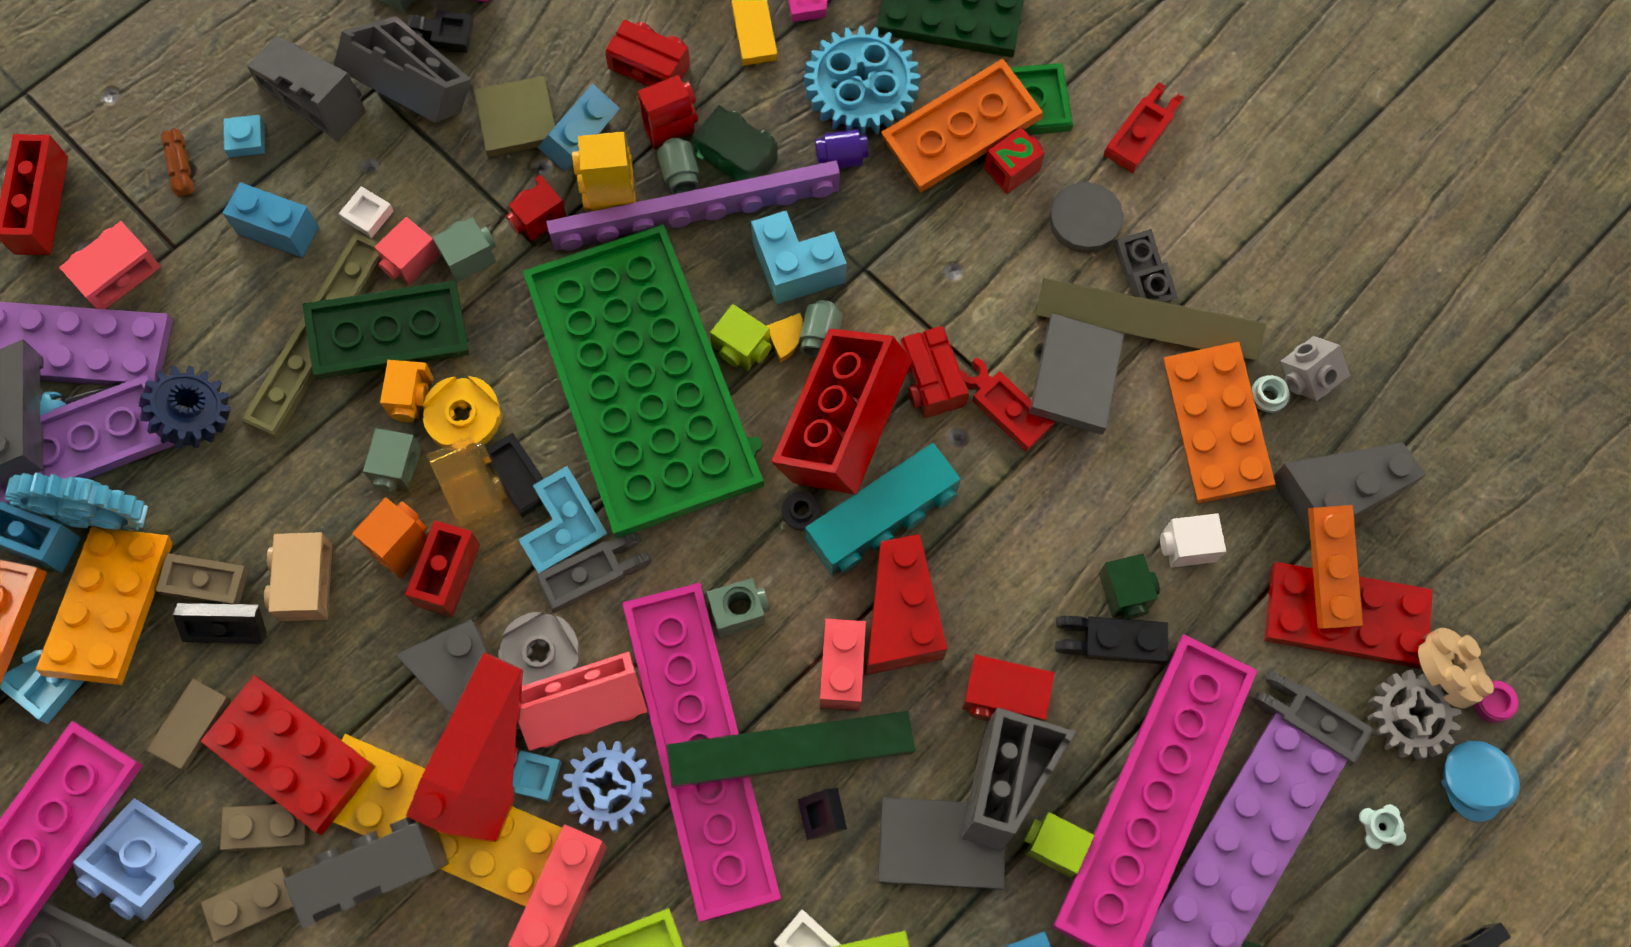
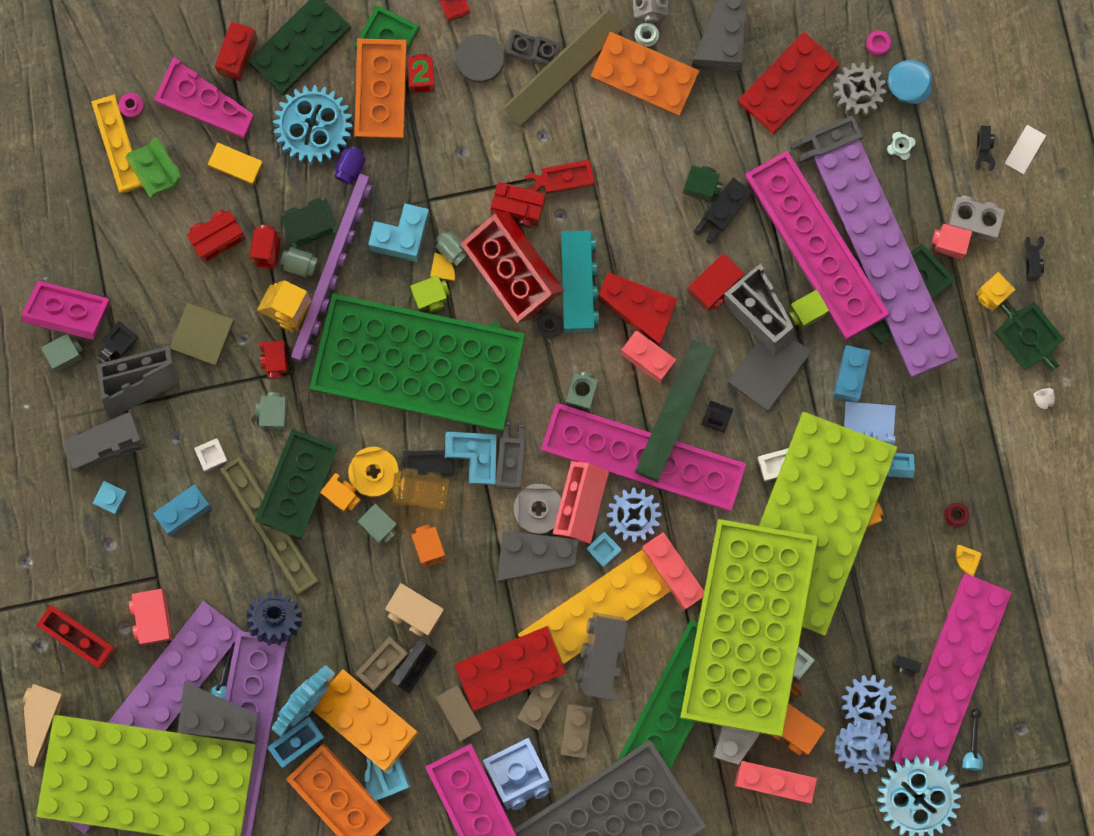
camera: 55 degrees left, 10 degrees up
(177, 162) = (103, 545): dark orange axle -> none
(406, 251) = (253, 446): coral brick -> none
(443, 568) = (462, 531): red brick -> none
(471, 771) = (585, 572): red wedge -> none
(585, 117) = (240, 303): dark azure brick -> none
(1076, 374) = (569, 128): dark grey tile -> none
(1193, 540) = (700, 134): white brick -> none
(1335, 566) = (762, 74): orange plate -> none
(1455, 666) = (850, 52): tan plate -> none

